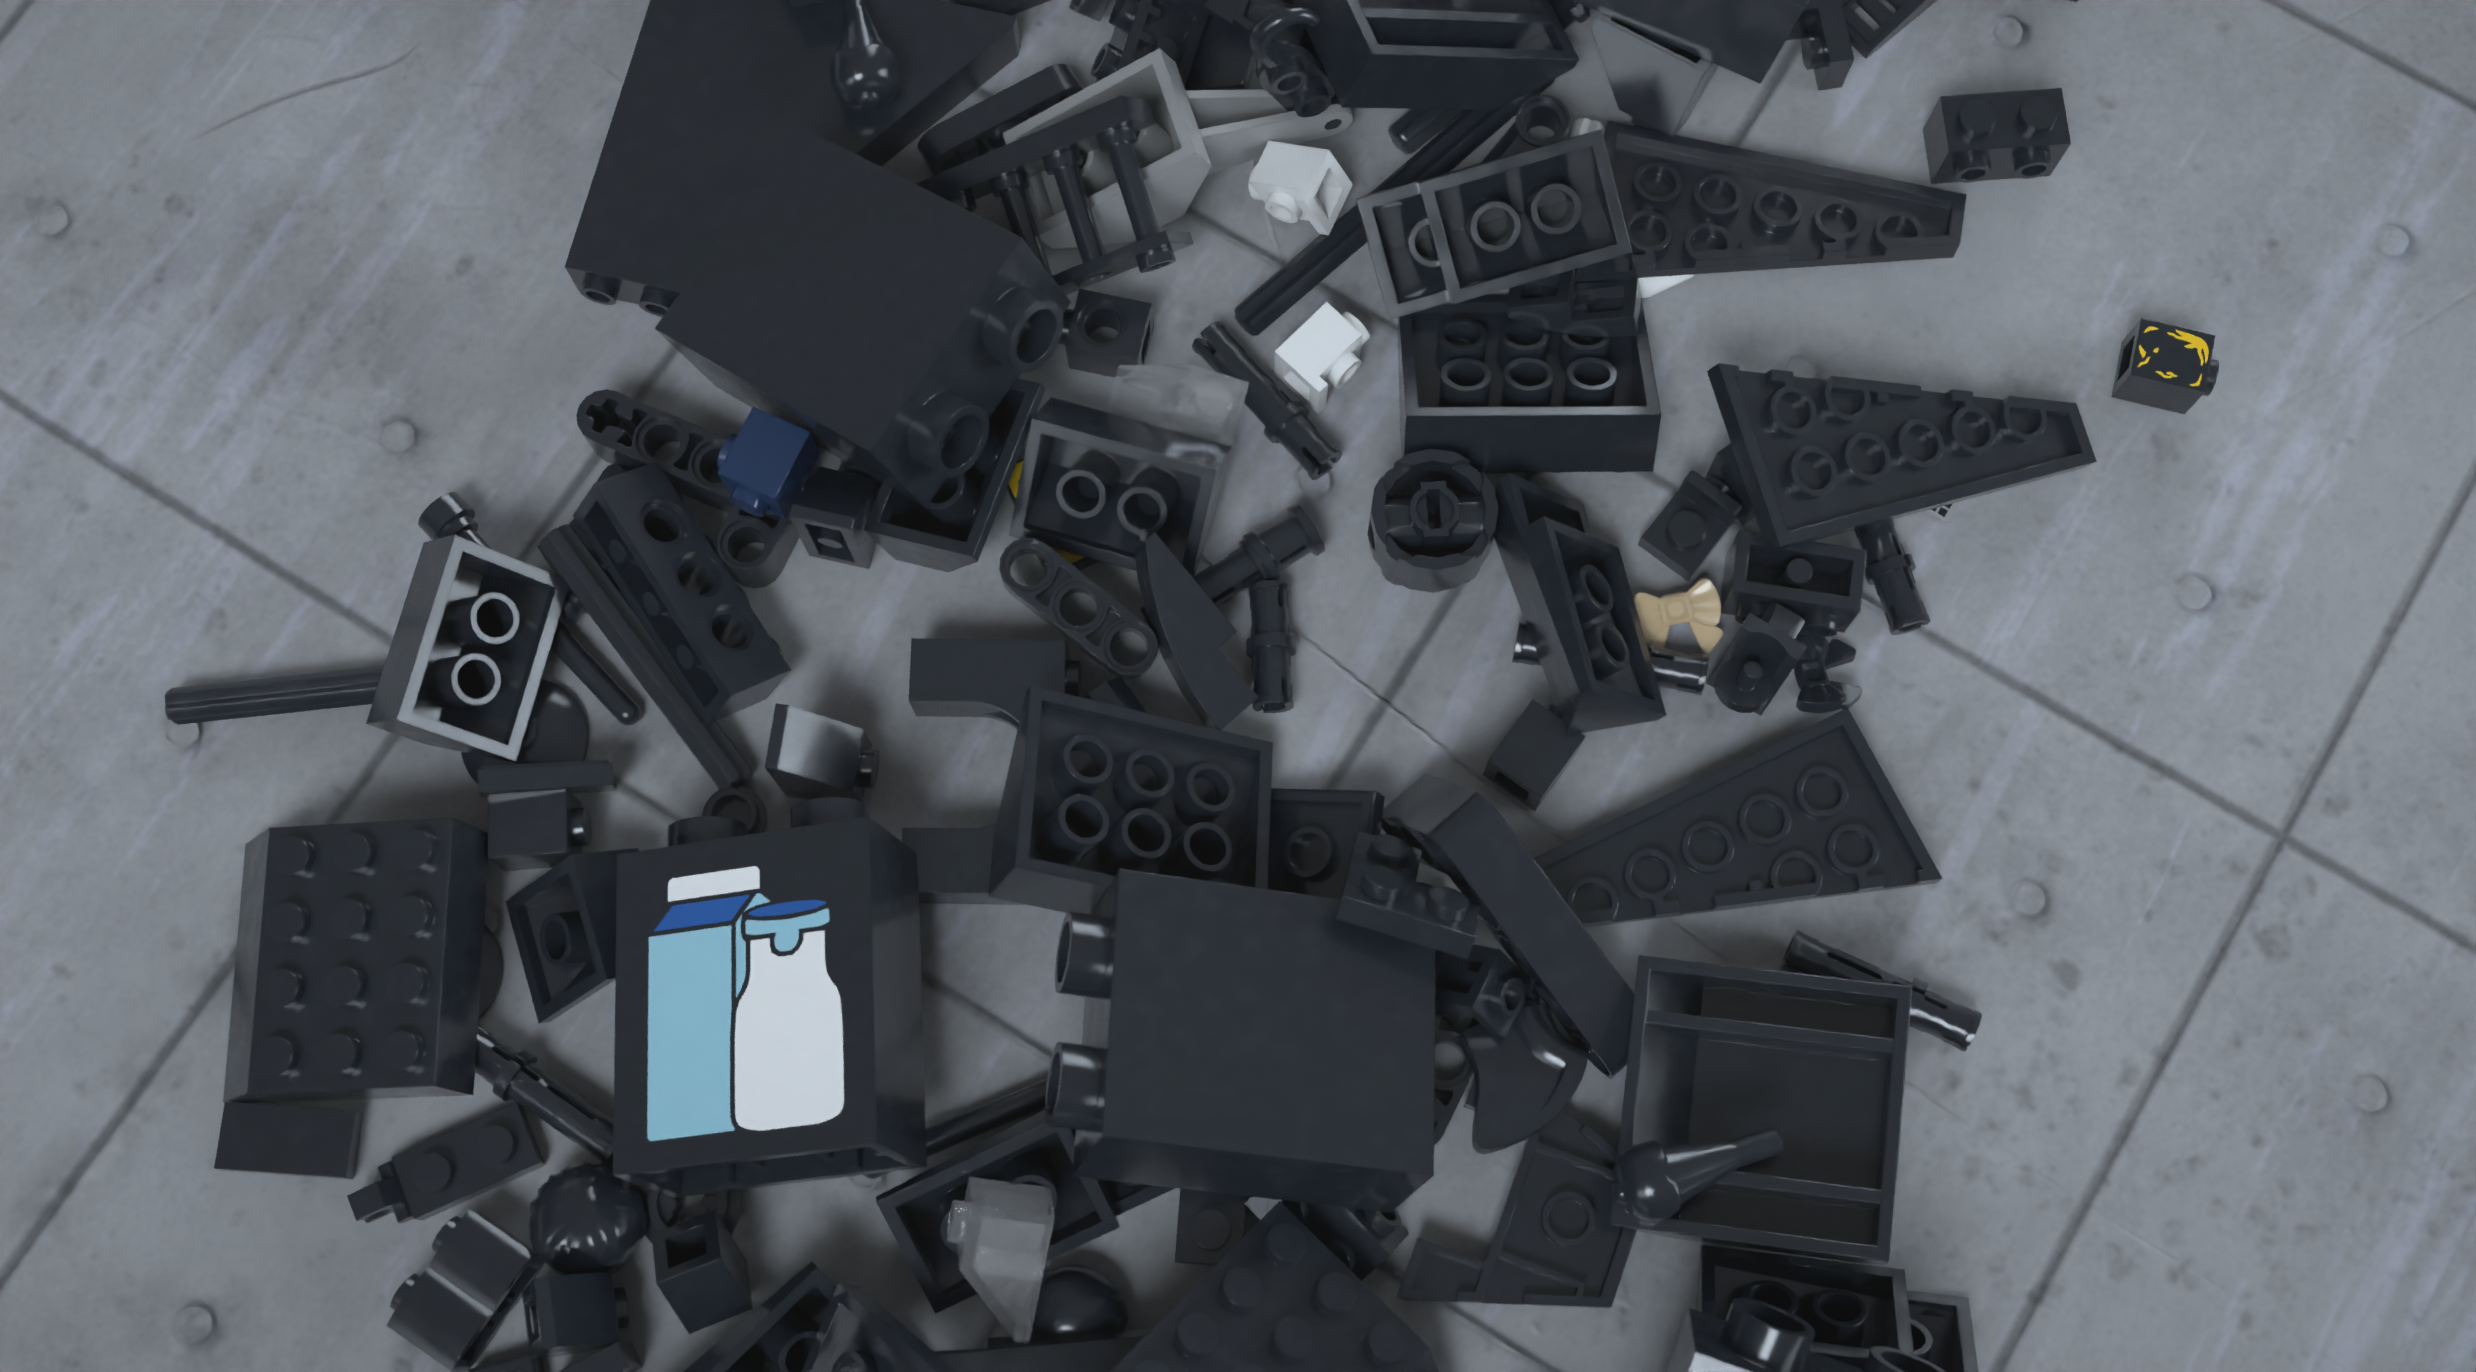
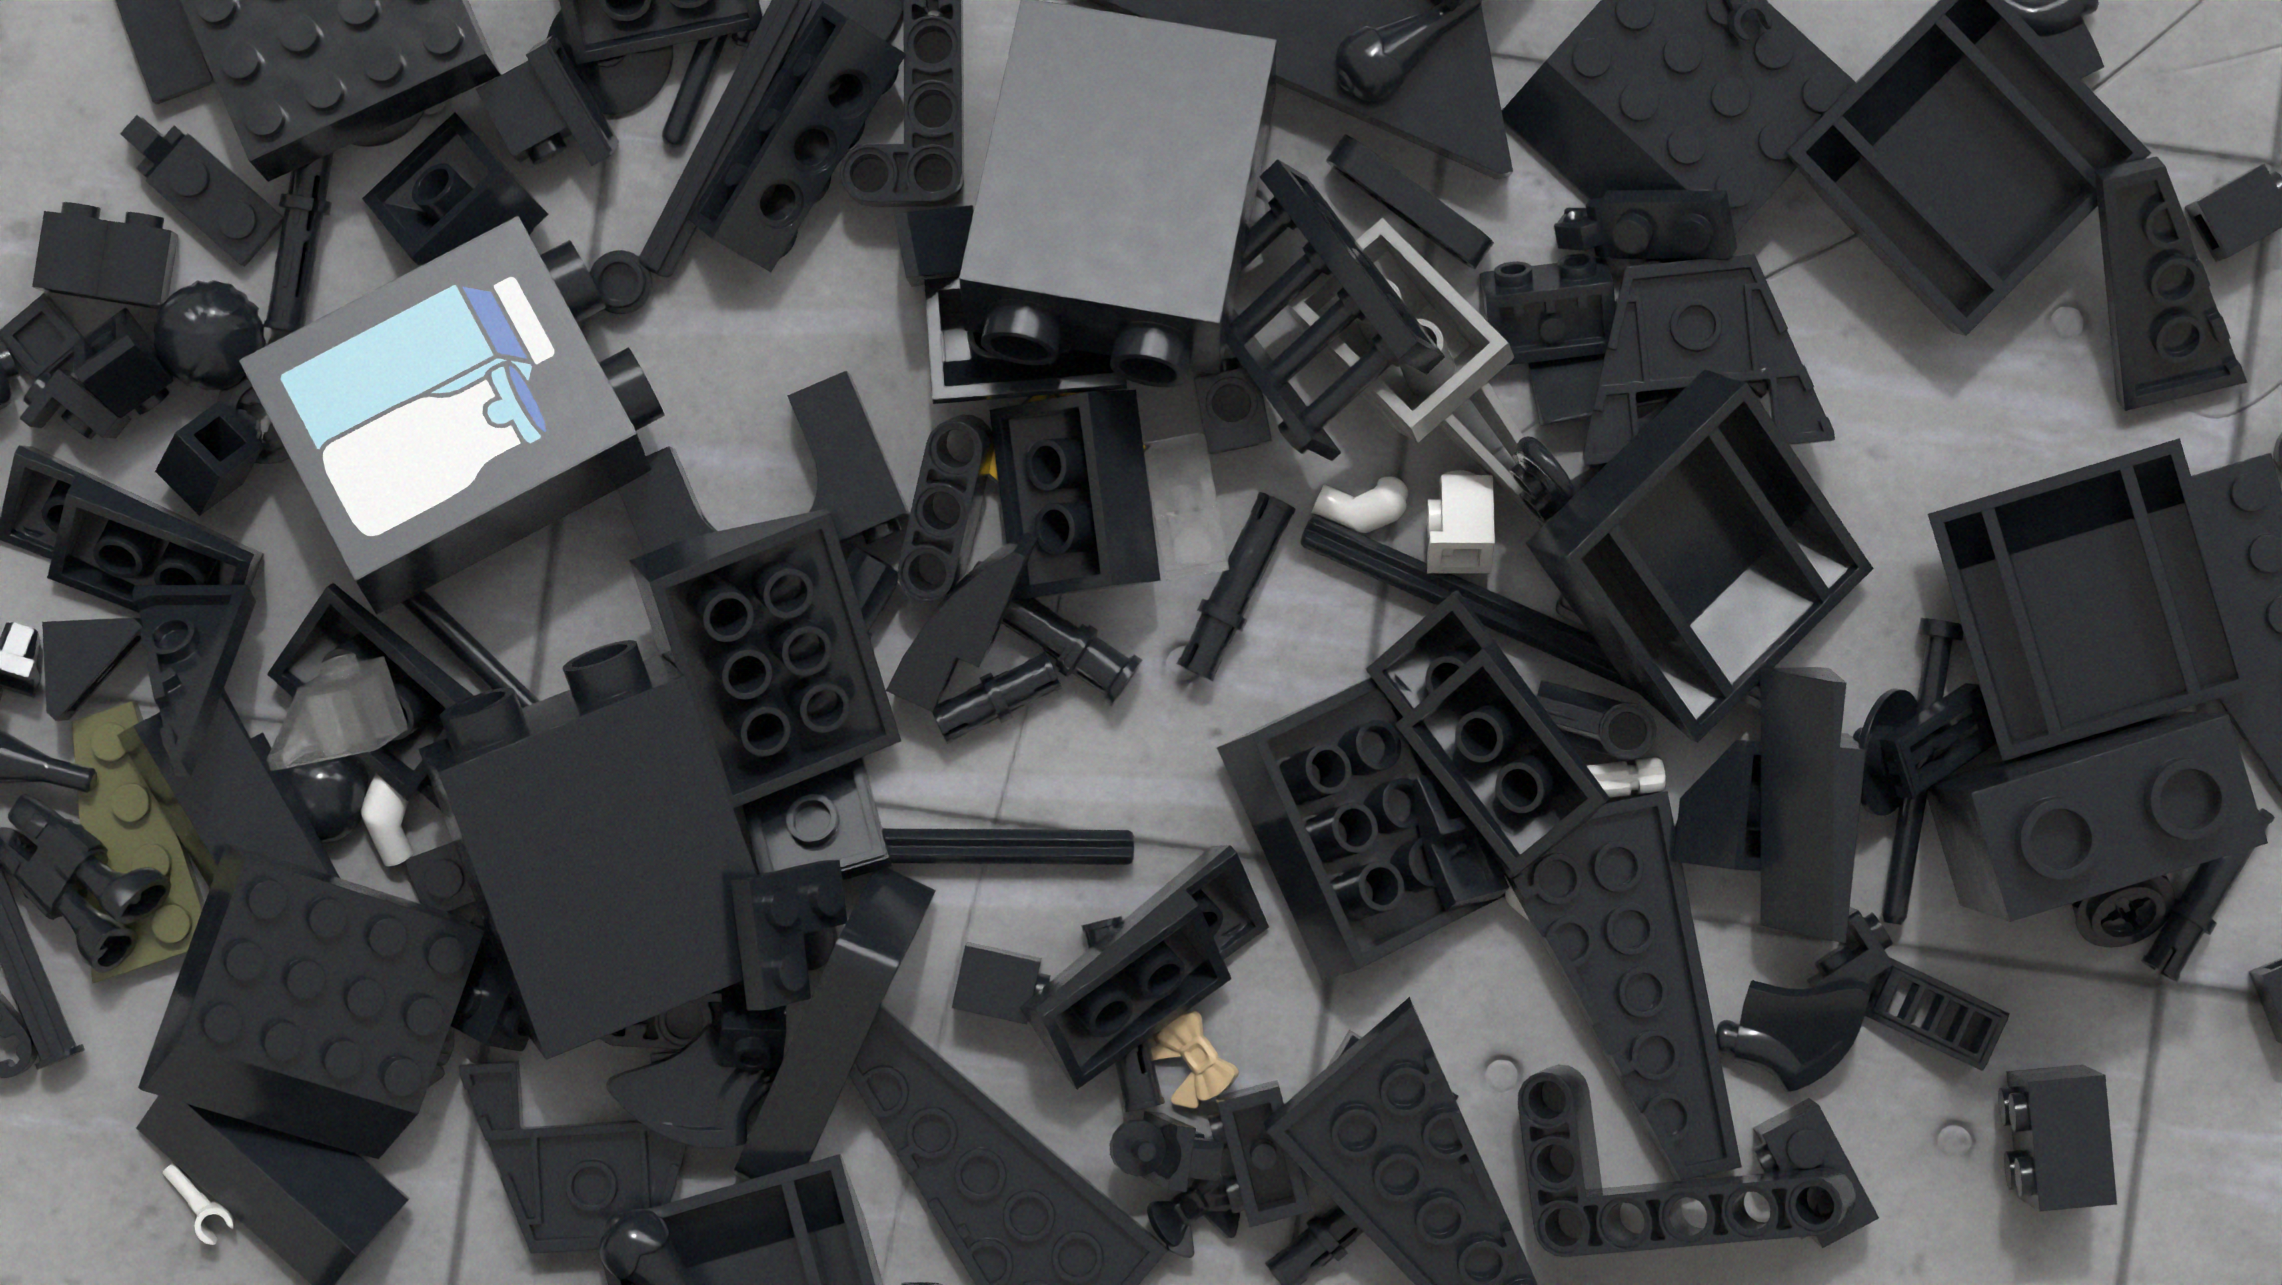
camera: 65 degrees right, 15 degrees up
(766, 464) = (940, 160): dark blue brick -> none
(819, 756) = (701, 342): black slope -> none
(1124, 1262) = (383, 816): none -> white arm
(1251, 267) = (1366, 511): none -> white arm
(1321, 355) = (1303, 621): white brick -> none
(1414, 689) = (1010, 846): none -> black axle
(1432, 521) = (1175, 797): black brick -> none
(1691, 524) = (1288, 1036): black bracket -> none
(1865, 96) = (1796, 1031): none -> black arm
(1974, 258) = (1658, 1202): none -> black beam

